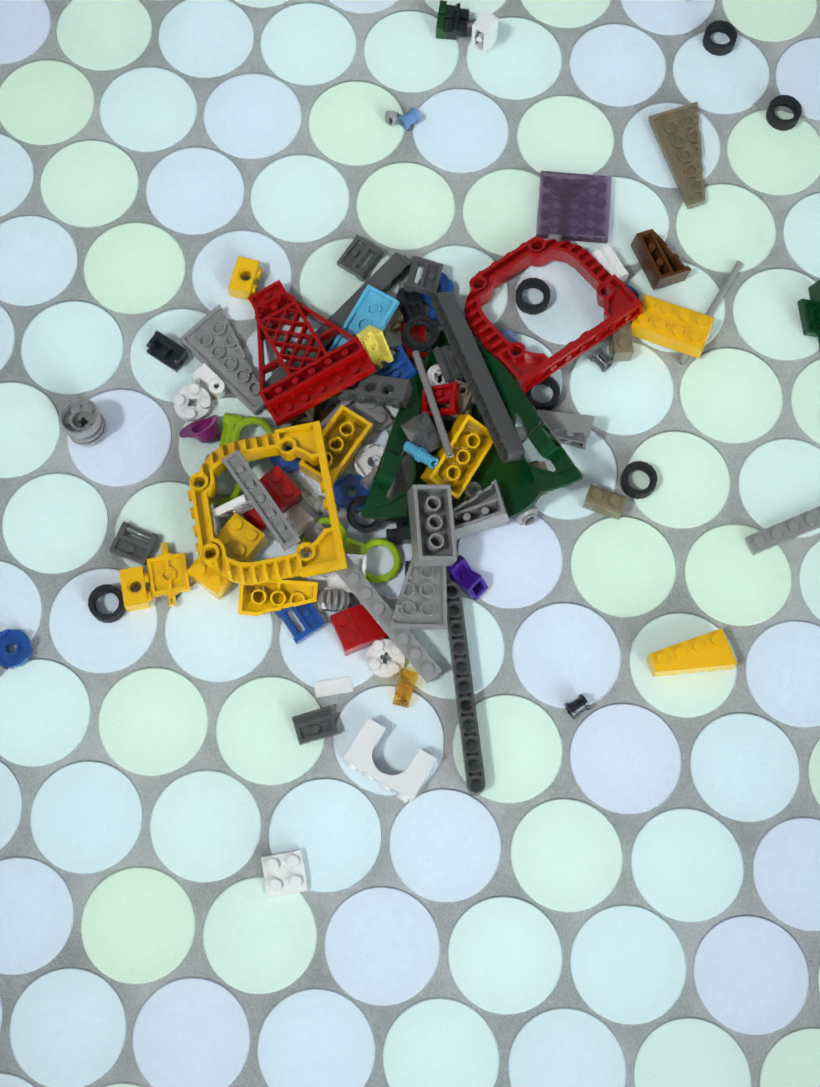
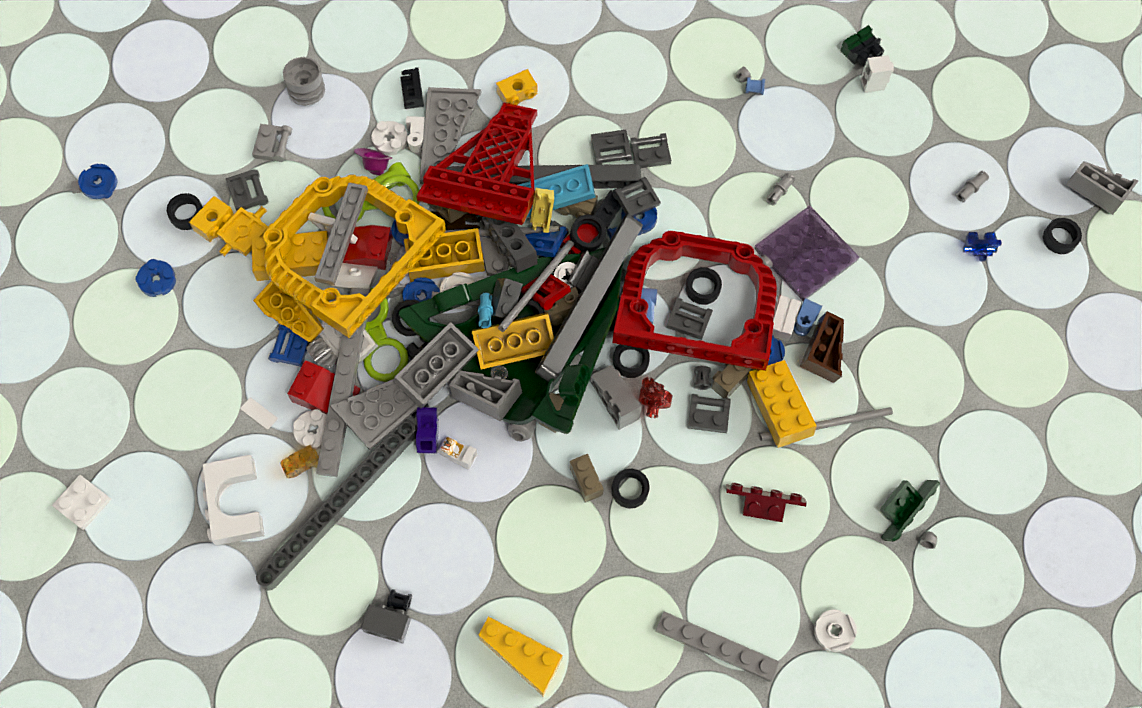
camera: 45 degrees right, 5 degrees down
(104, 495) = (266, 142): none -> light grey plate
(153, 677) = (148, 271): none -> blue plate
(314, 725) = (214, 425): dark grey plate -> none
(394, 237) = (651, 156): none -> dark grey plate
(501, 572) = (457, 452): none -> white leg
(507, 178) = (780, 189): none -> light grey pin
(551, 332) = (687, 323): none -> dark grey plate
(586, 729) = (386, 623): none -> dark grey brick
(589, 403) = (654, 396): none -> clear red pin
(623, 249) = (807, 315): none -> medium blue piece
(628, 56) = (972, 186): none -> light grey pin
(635, 384) = (706, 419): none -> dark grey plate
(680, 95) = (982, 247): none -> clear blue hips
(681, 145) = (942, 282): dark tan wing -> none
(731, 403) = (764, 503): none -> dark red bracket
(783, 124) = (1058, 322): black tyre -> none

